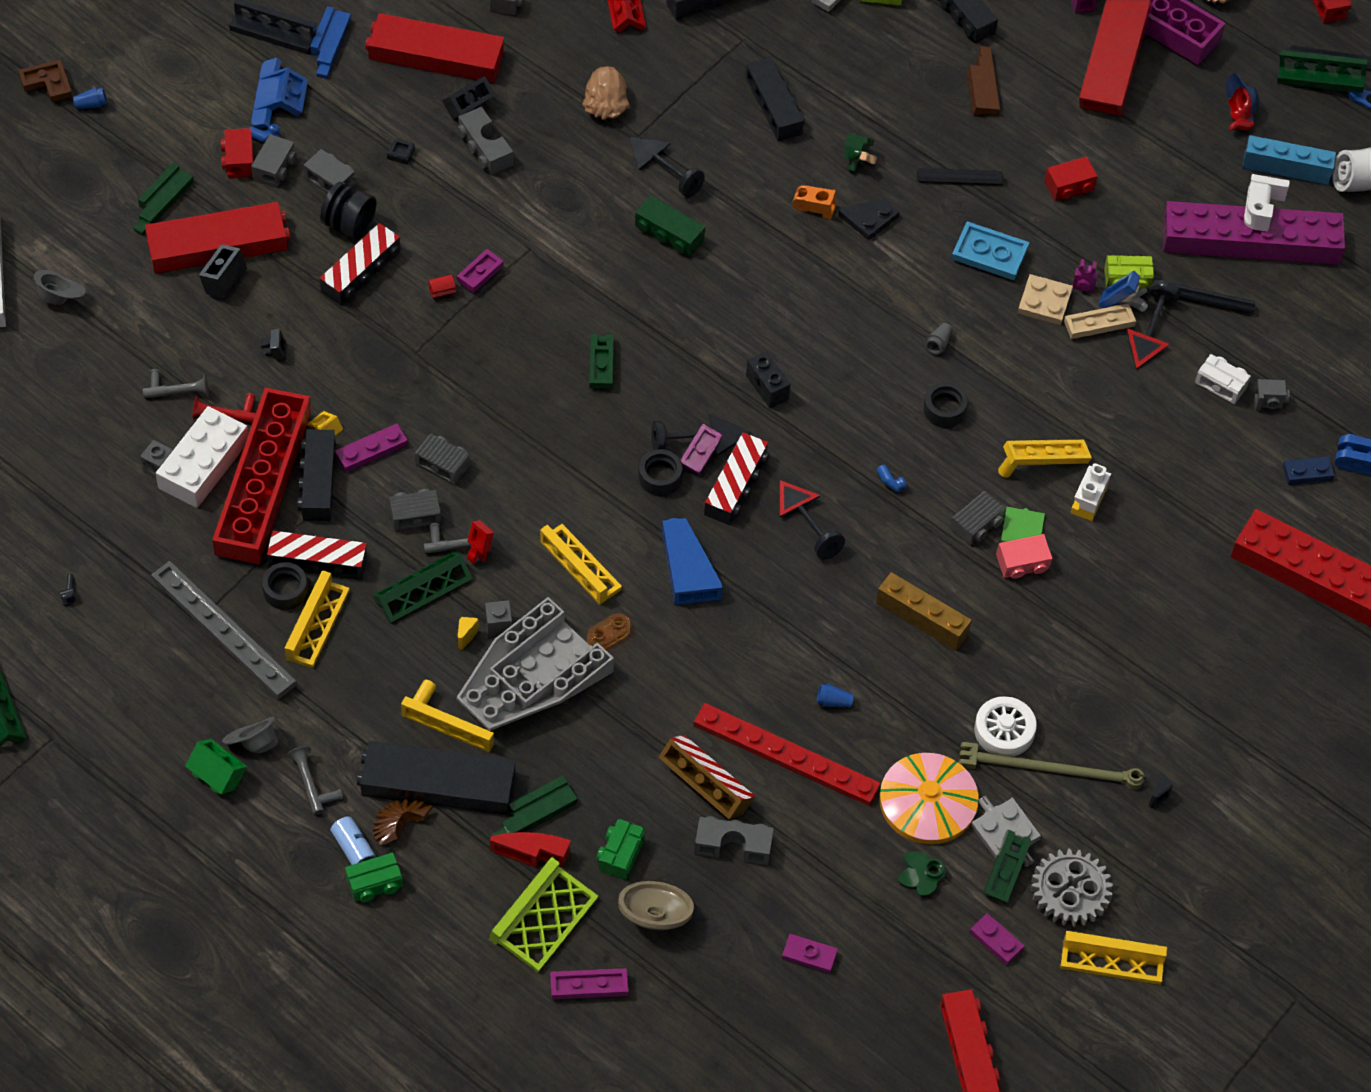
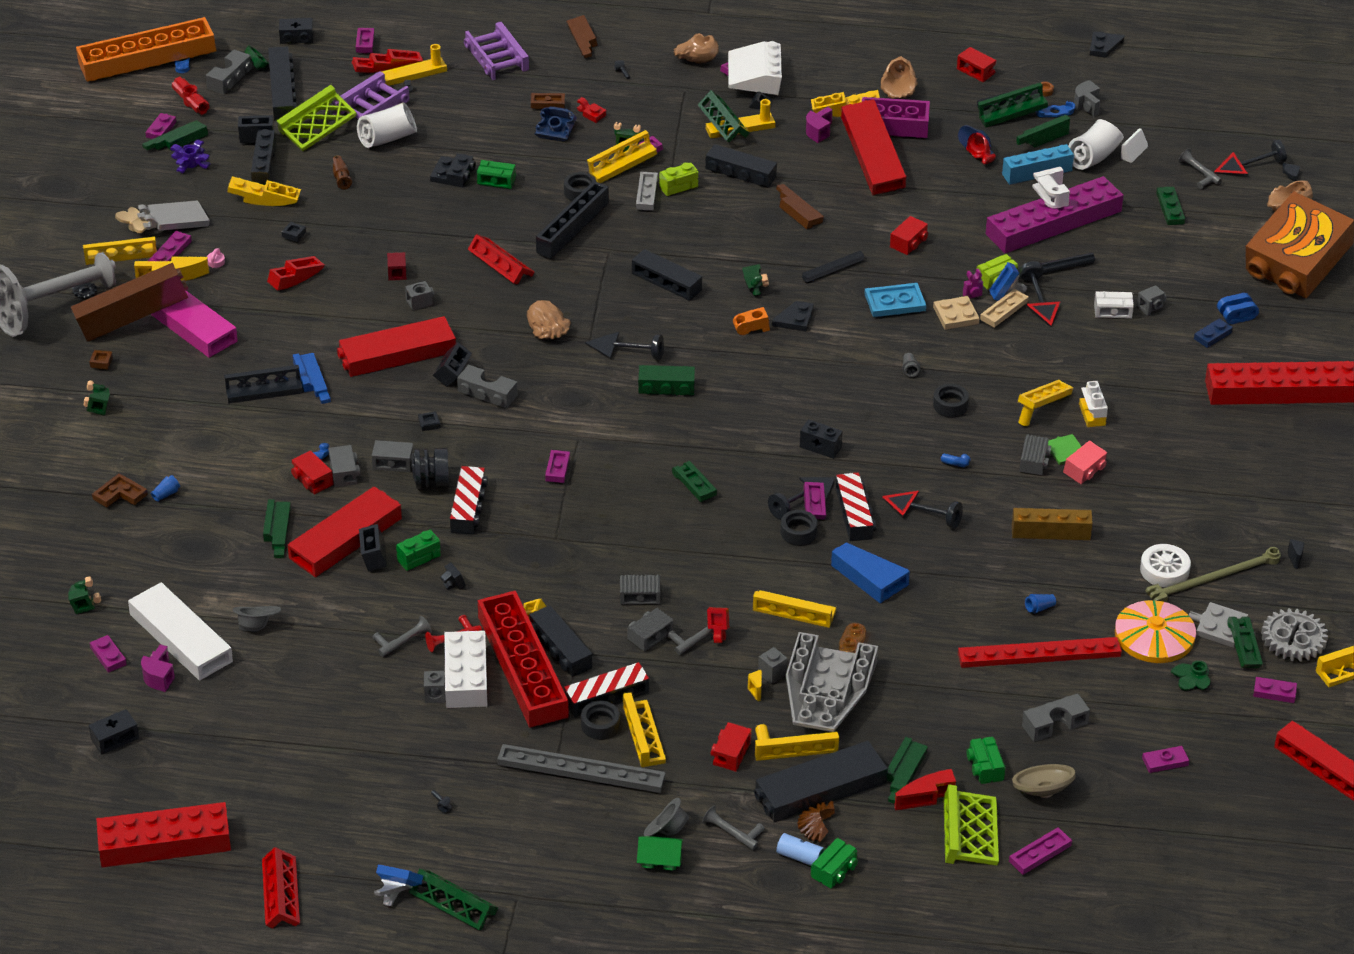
camera: 30 degrees left, 15 degrees down
(266, 296) = (418, 550): none -> green brick
(277, 89) = (303, 423): blue plate -> none
(371, 448) = (582, 607): magenta plate -> none
(384, 688) = (731, 746): none -> red brick
(417, 579) = (696, 667): dark green fence -> none
(441, 286) = (539, 487): red piece -> none
(706, 776) = (1004, 687): pearl gold brick -> none
(1331, 123) = (1045, 132): none -> dark green piece

